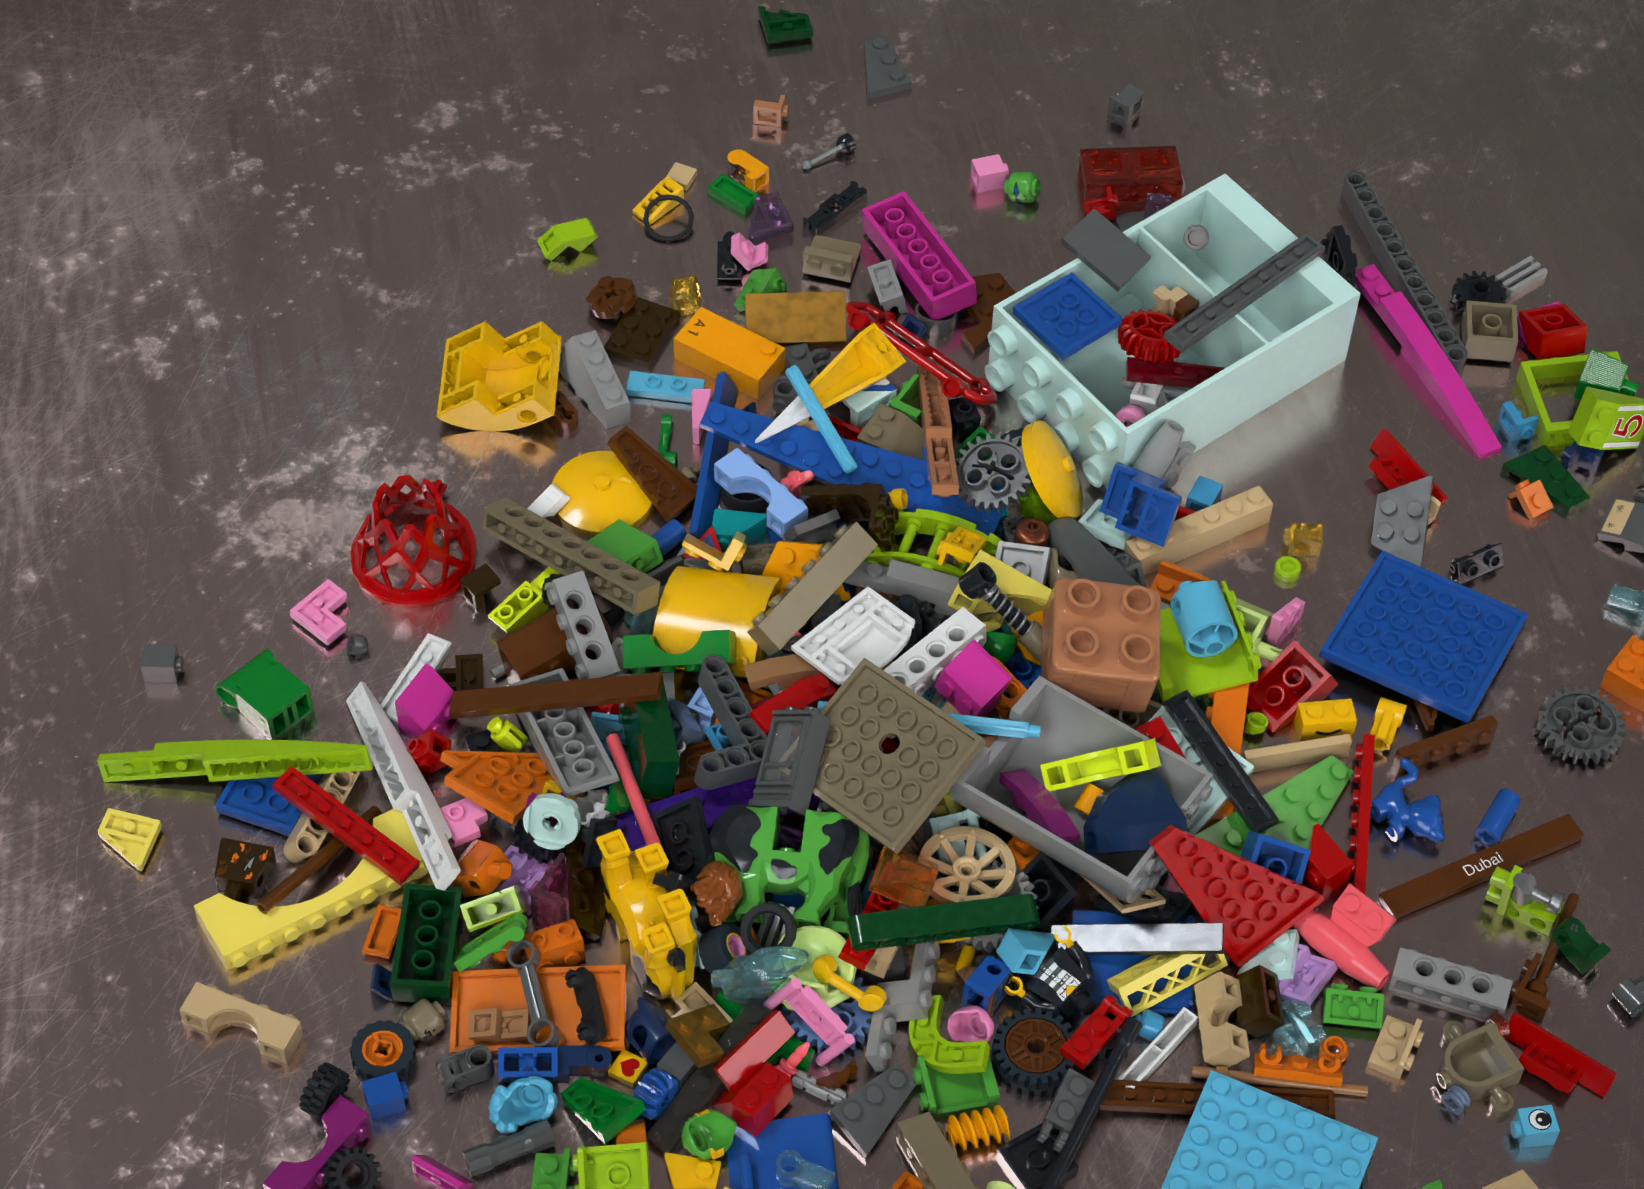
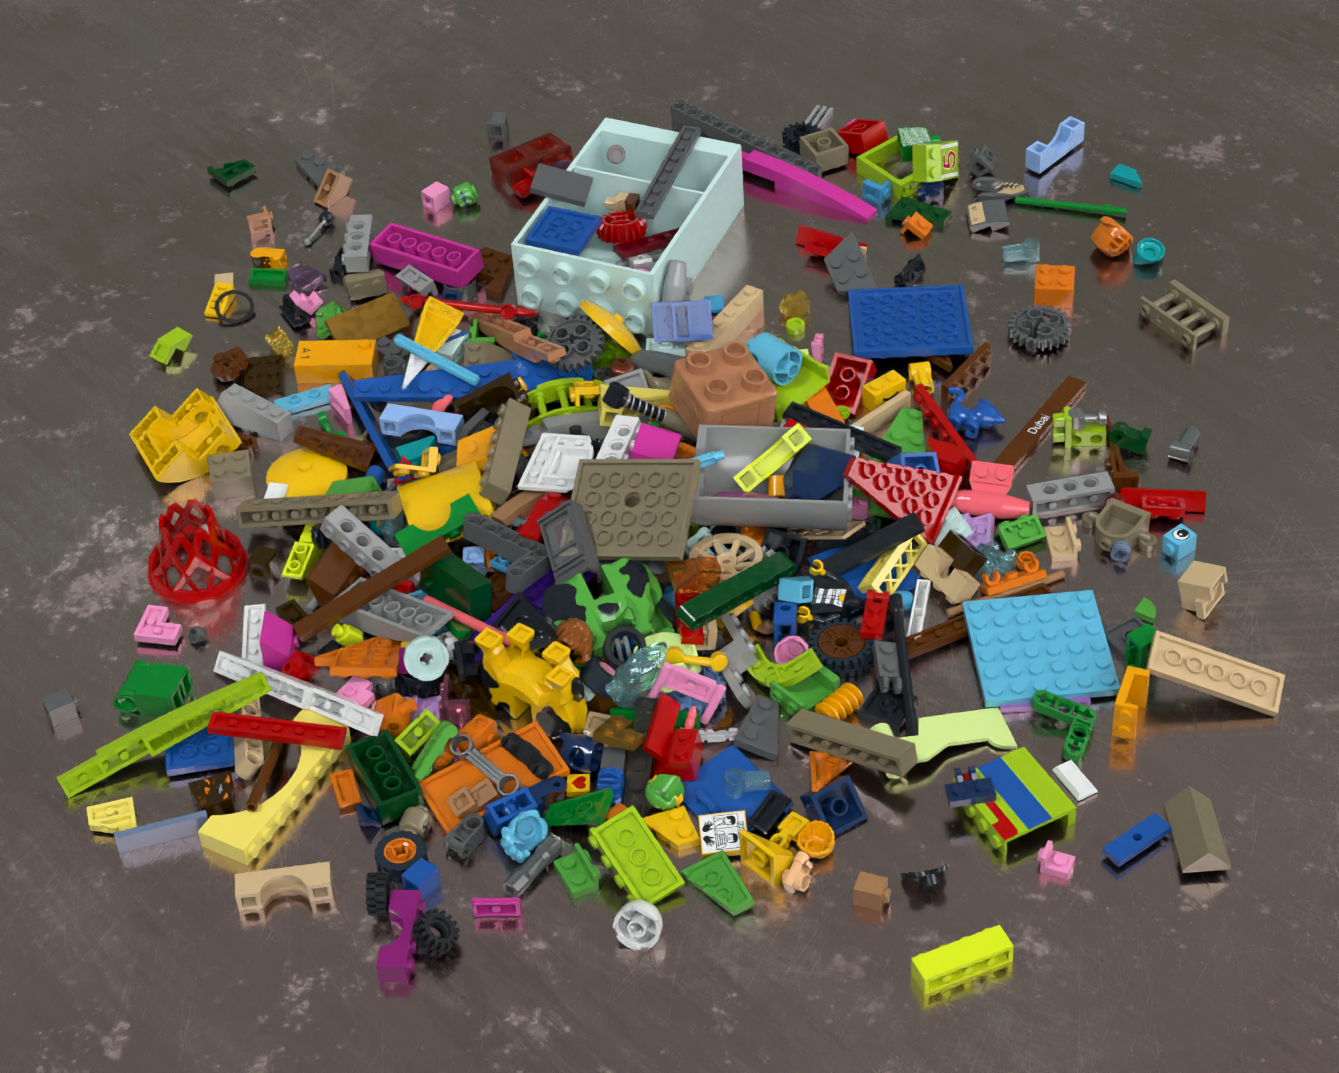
camera: 25 degrees left, 10 degrees down
(161, 881) = (160, 832): none -> sand blue tile
(520, 450) = (231, 474): none -> dark tan brick
(863, 189) = (357, 240): none -> light grey brick
(879, 103) = (332, 188): none -> medium nougat slope
(1497, 817) = (1028, 395): blue piece -> none

